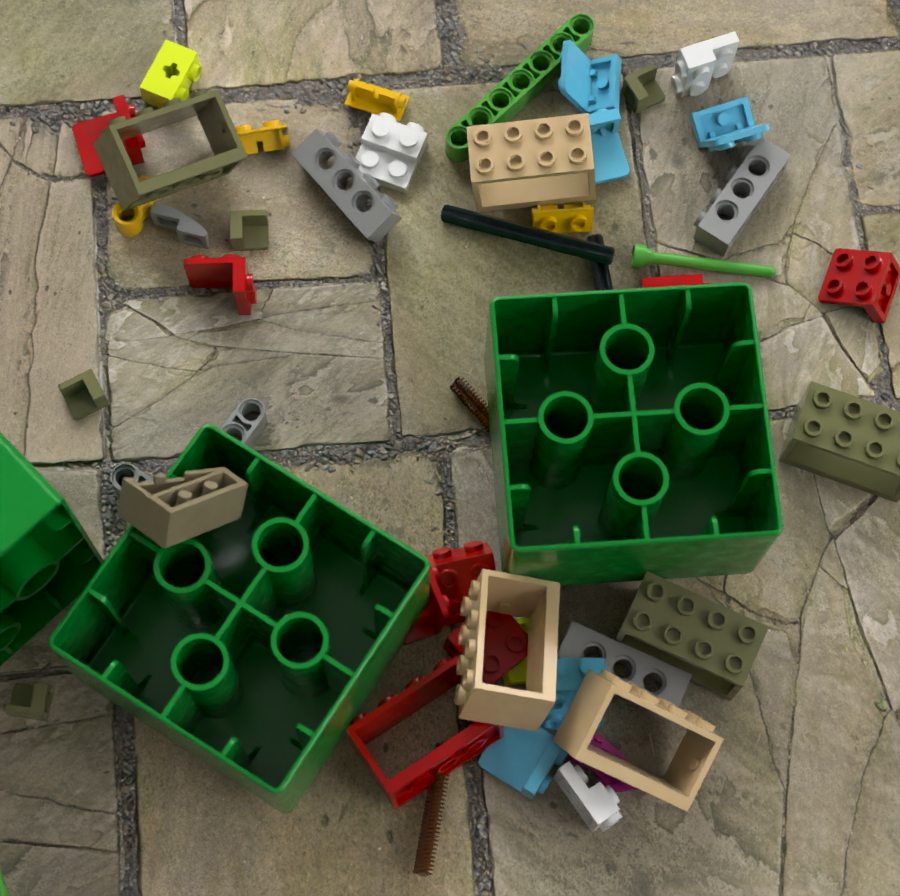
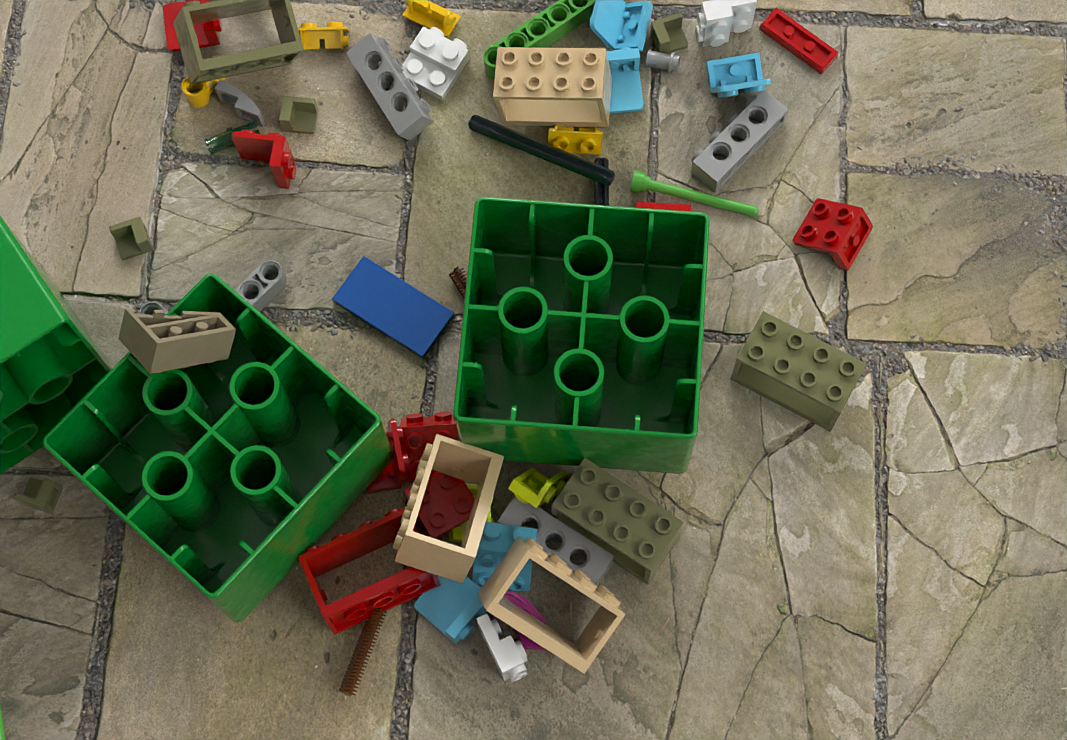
camera: 15 degrees right, 0 degrees up
(174, 266) = (225, 140): none -> clear green pin
(393, 432) = (393, 307): none -> blue tile
(593, 612) = (537, 488): none -> neon yellow bracket
(642, 118) = (663, 60): none -> light grey pin
(784, 78) = (798, 40): none -> red tile

